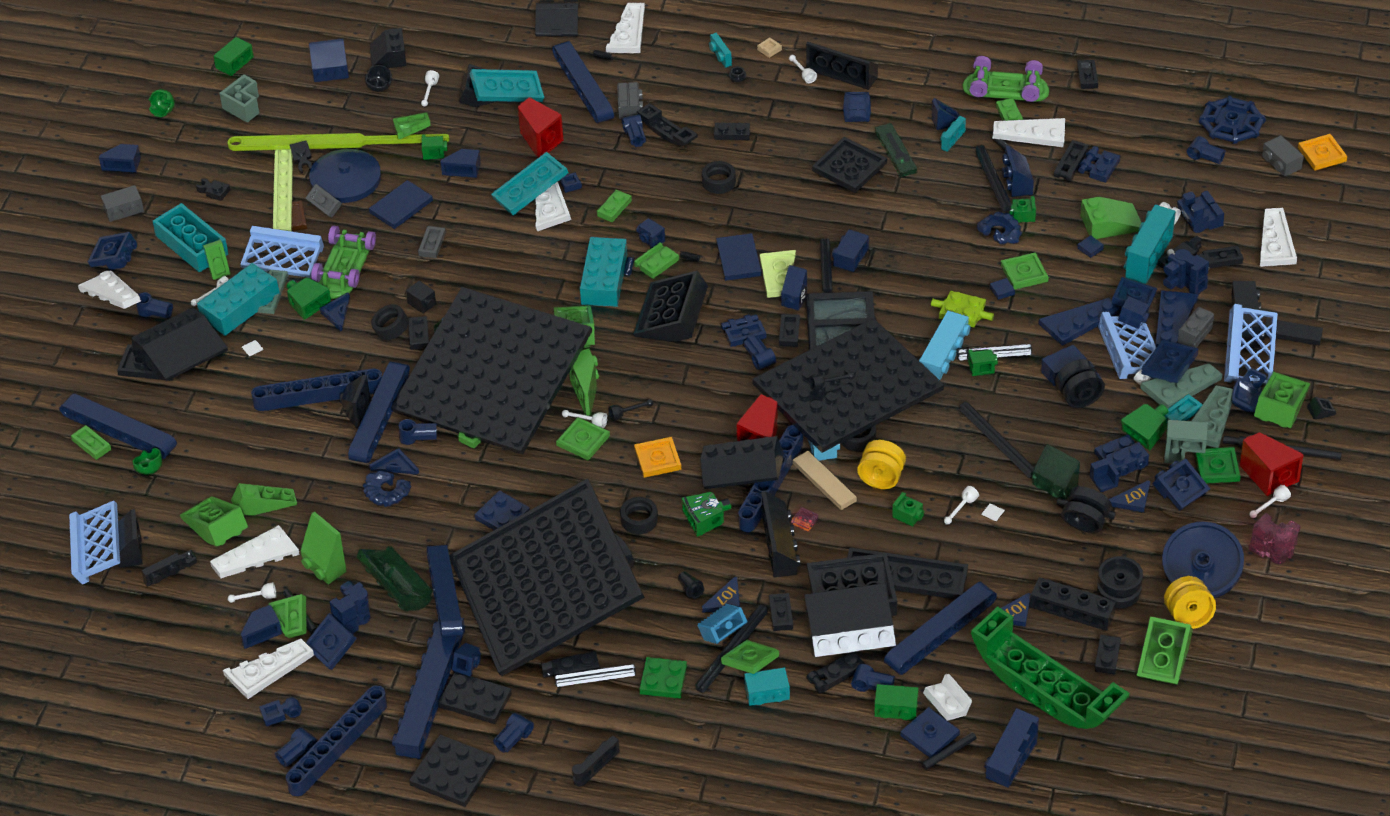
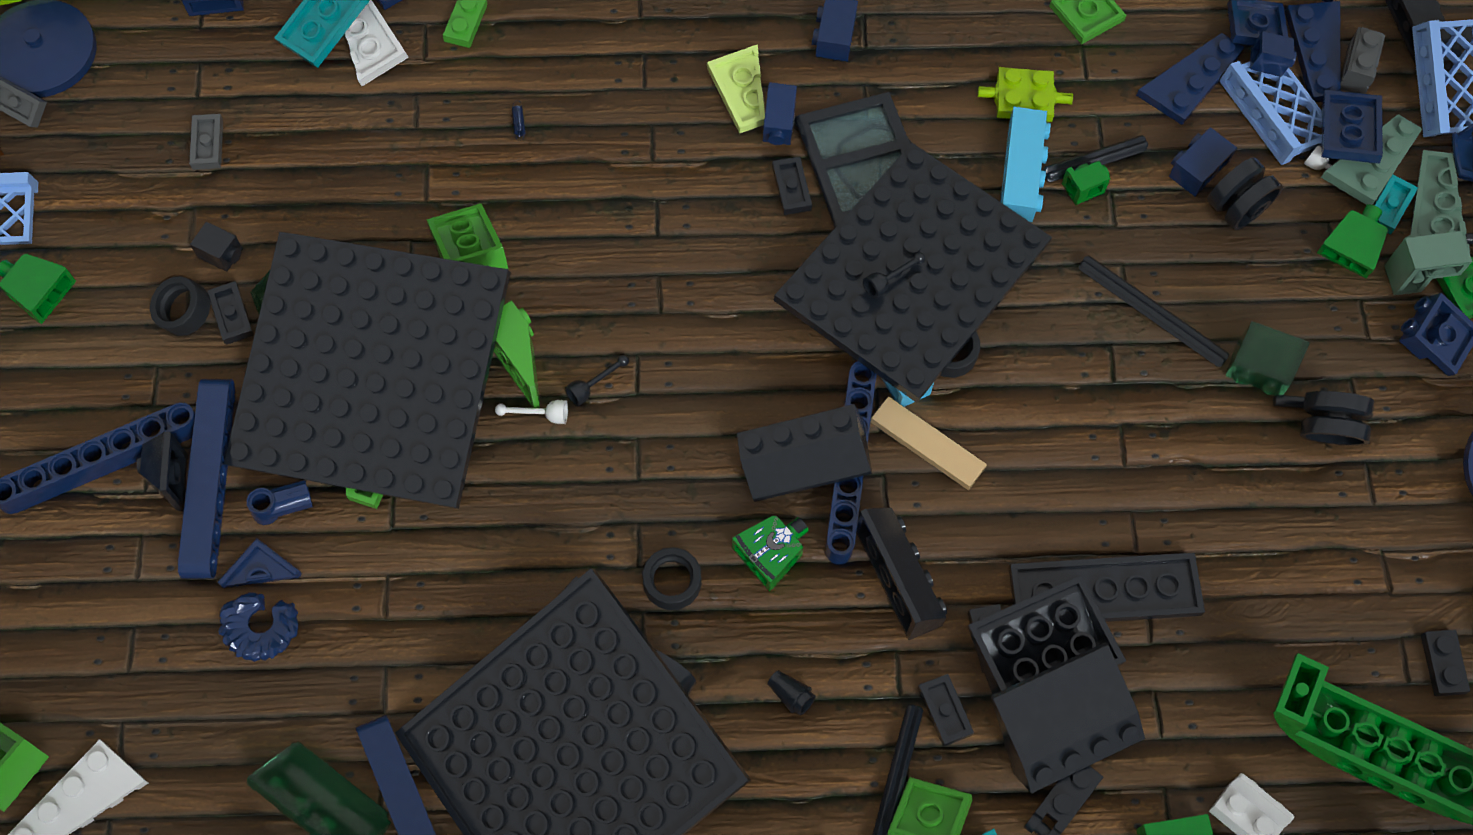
camera: 20 degrees left, 20 degrees up
(262, 499) = (59, 694): bright green slope -> none
(323, 550) = (186, 791): bright green slope -> none
(336, 311) = (89, 297): dark blue tile -> none
(344, 261) = (78, 209): bright green piece -> none
(400, 204) = (139, 82): dark blue tile -> none
(500, 510) = (456, 623): dark blue plate -> none
(583, 438) = (541, 450): bright green tile -> none
(603, 271) = (485, 142): teal brick -> none
(651, 232) = (536, 58): dark blue brick -> none
(656, 260) = (556, 102): bright green plate -> none
(657, 457) = (667, 461): light orange plate -> none
(672, 308) = (606, 184): black slope -> none
(690, 256) = (600, 84): black piece -> none
(722, 623) = (866, 760): dark azure brick -> none
(726, 595) = (852, 704): dark blue tile -> none
(738, 257) = (675, 71): dark blue tile -> none
(739, 329) = (728, 205): dark blue plate -> none
(759, 420) = (811, 376): red slope -> none
(761, 356) = (765, 241): dark blue piece -> none
(804, 519) = (922, 521): clear pink tile -> none
(826, 265) = (807, 61): black axle -> none
(867, 678) = (1117, 807): dark blue piece -> none
(881, 464) = (1012, 404): yellow wheel -> none
(907, 510) = (1065, 478): green brick -> none
(940, 628) = (1192, 682): dark blue beam -> none
(969, 495) = (1148, 422): white hinge -> none
(993, 512) = (1188, 440): white sticker -> none
(1002, 288) = (1068, 47): dark blue tile -> none
(1019, 609) = (1287, 619): dark blue tile -> none
(1073, 604) = (1368, 585): black brick -> none
(1104, 474) = (1328, 341): dark blue panel -> none
(1120, 581) = (1425, 533): black wheel -> none
(1124, 454) = (1337, 300): dark blue plate -> none
(1132, 499) = (1379, 371): dark blue tile -> none

